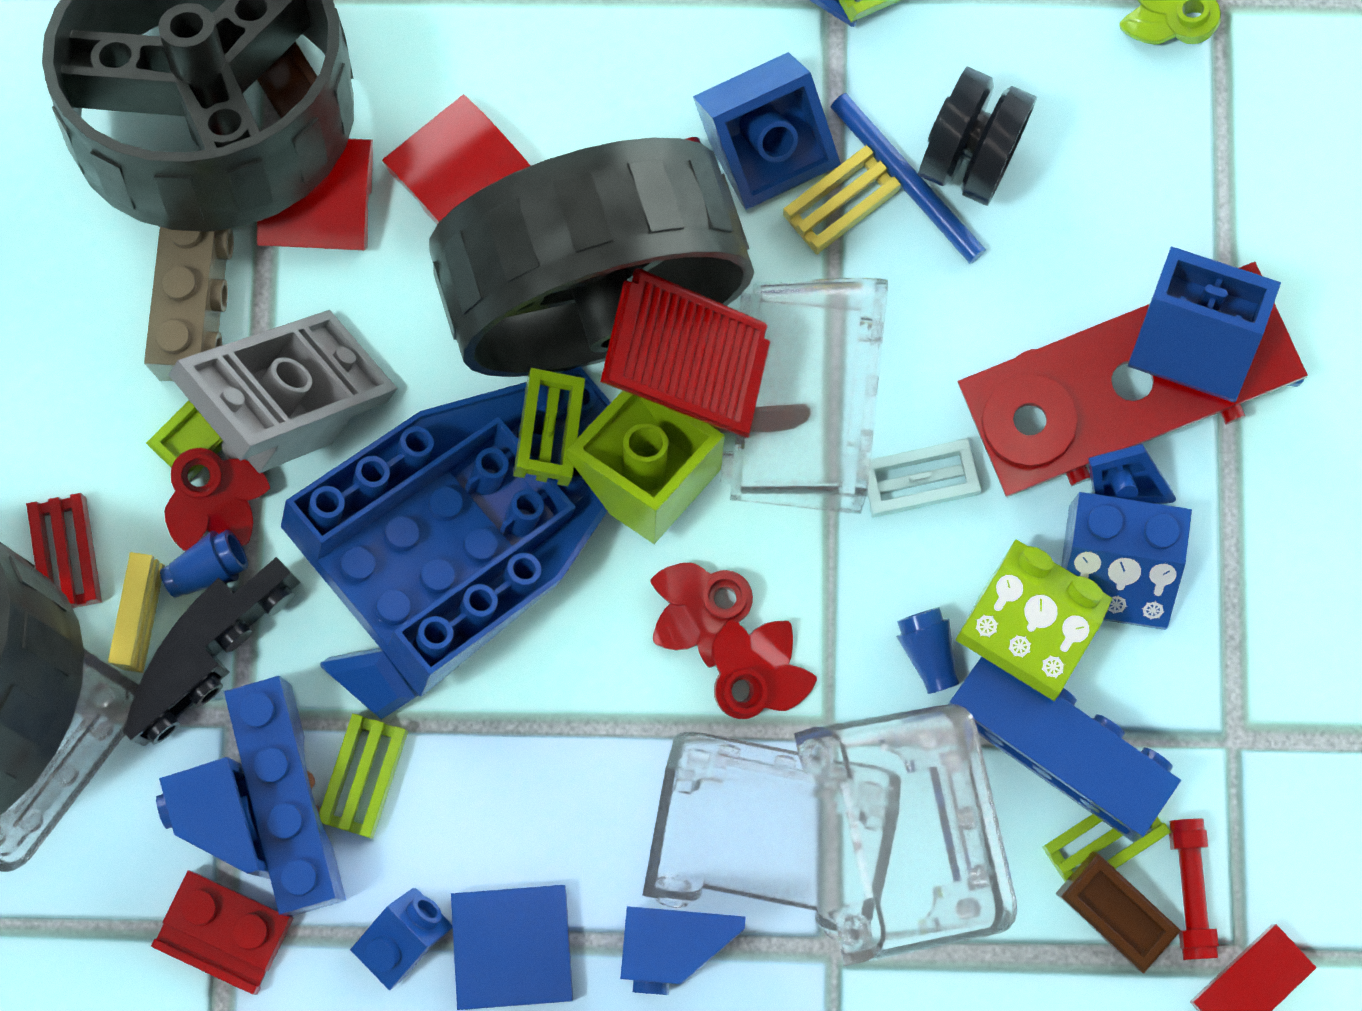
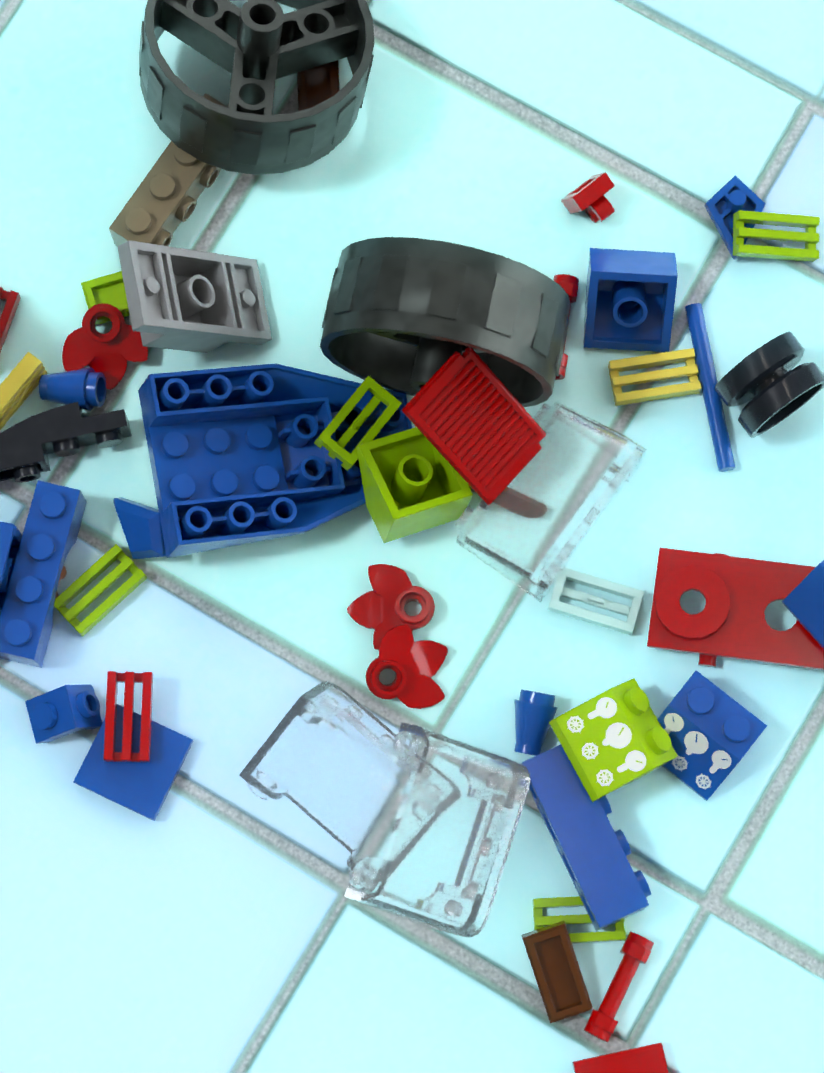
camera: 25 degrees right, 0 degrees up
(333, 212) = (296, 193): red slope -> none
(453, 158) = (401, 202): red slope -> none
(456, 857) = (129, 679): none -> red tile
(661, 42) = (590, 198): none -> red tile
(672, 945) = (239, 819): blue slope -> none
(1129, 475) = (741, 680): blue piece -> none

